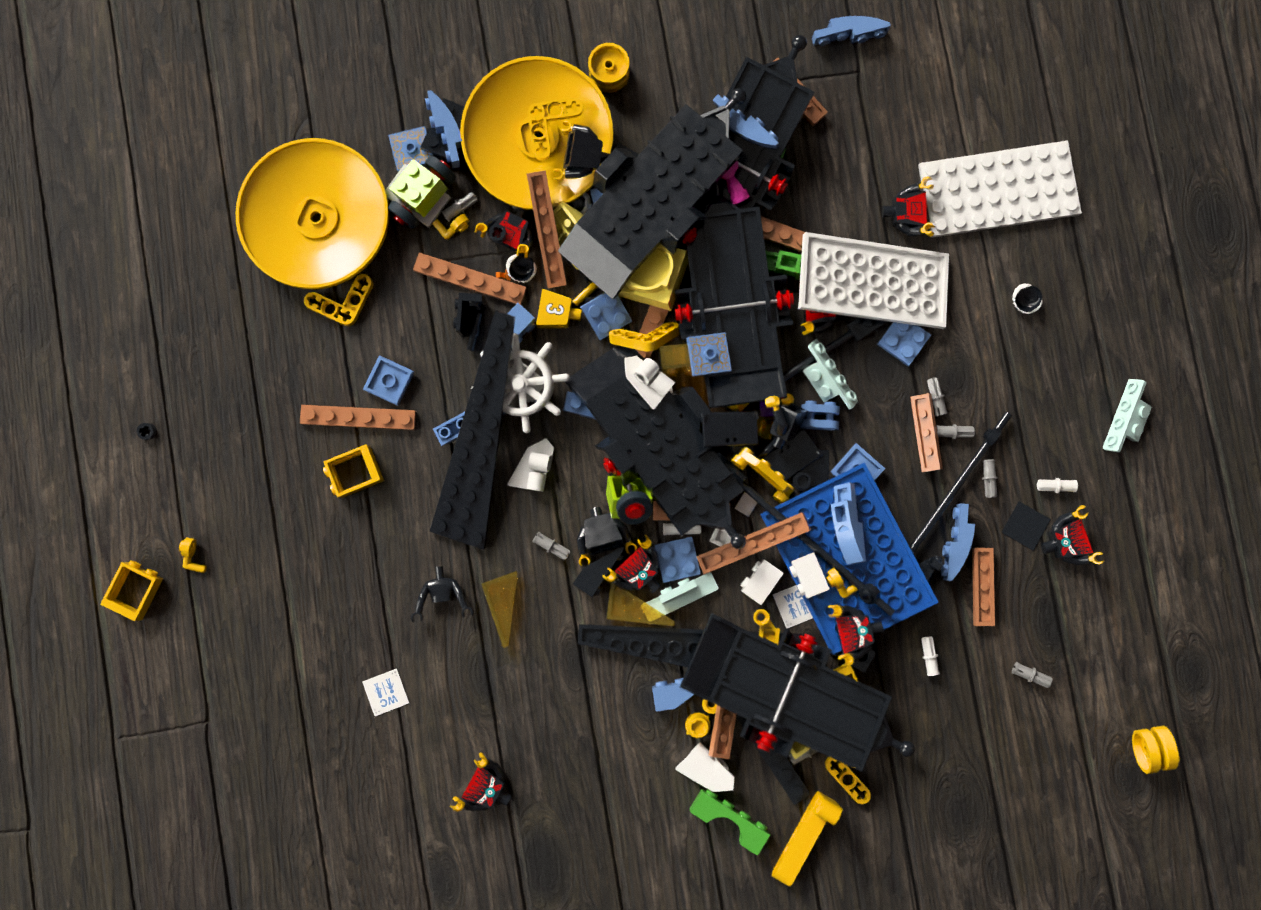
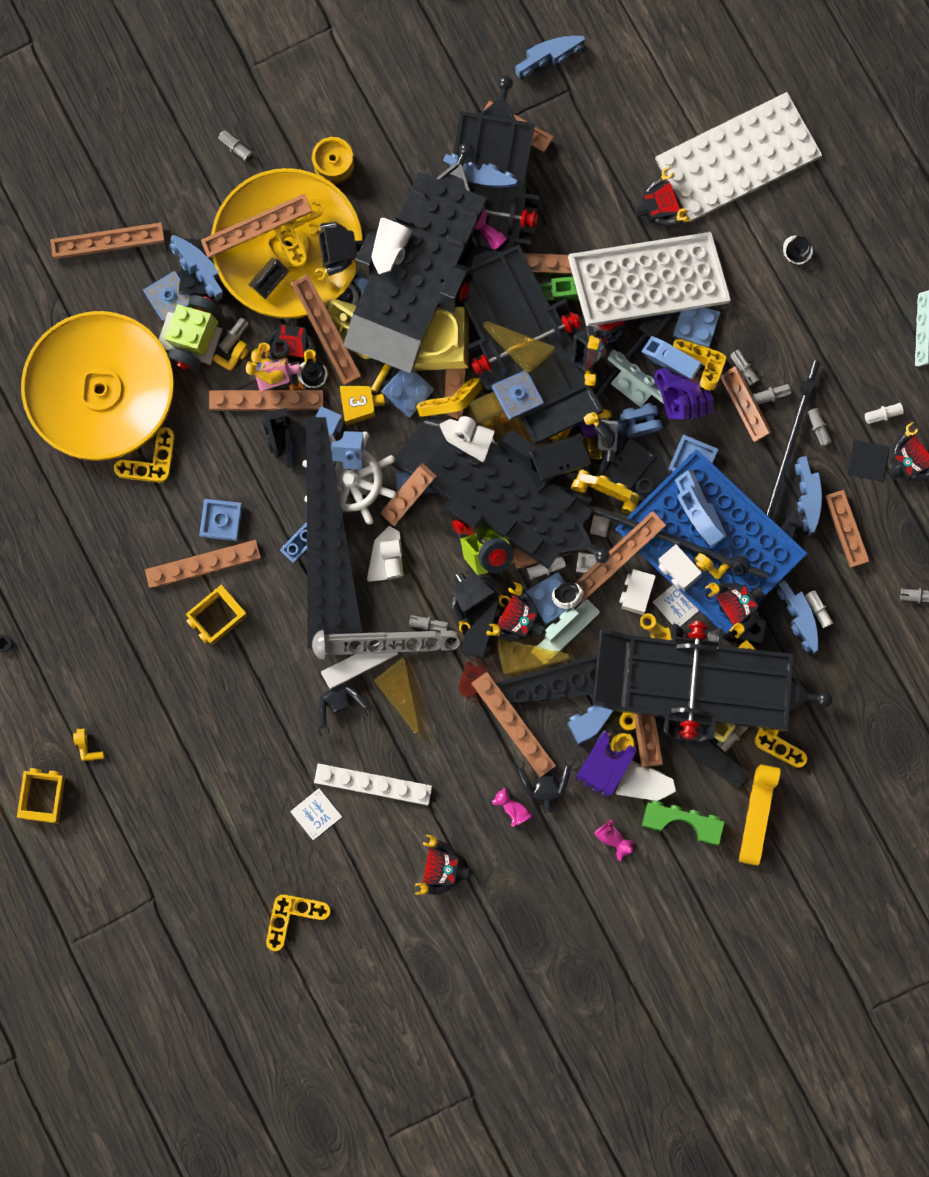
camera: 20 degrees left, 5 degrees down
(331, 777) = (292, 909): none -> yellow beam
(370, 77) = (107, 240): none -> nougat plate
(448, 682) = (373, 784): none -> white plate
(454, 539) = (334, 643): none -> light grey piece
(473, 562) = (354, 666): none -> white tile
(481, 254) = (271, 372): none -> torso
(508, 161) = (268, 277): none -> black slope
(511, 106) = (256, 226): none -> nougat plate
(521, 24) = (235, 145): none -> light grey axle
(527, 356) = (349, 450): none -> medium blue brick
(570, 619) = (465, 686): none -> clear red plate
(572, 416) = (408, 494): none -> nougat plate
(573, 753) = (514, 809): none -> dark pink animal
(599, 670) = (513, 724): none -> nougat plate
(610, 741) = (545, 788): none -> black piece
(632, 167) = (389, 245): none -> white panel
(656, 810) = (611, 836): none -> dark pink animal
(673, 744) = (604, 766): none -> dark purple piece
(692, 565) = (567, 595): none -> black hair
(728, 311) = (522, 349): none -> clear yellow wing
(792, 331) = (589, 348): none -> black torso
(869, 404) = (683, 396): none -> dark purple piece
(870, 365) = (671, 358): none -> medium blue slope
(907, 377) = (710, 358): none -> yellow beam
(912, 665) = (804, 623): none -> medium blue slope

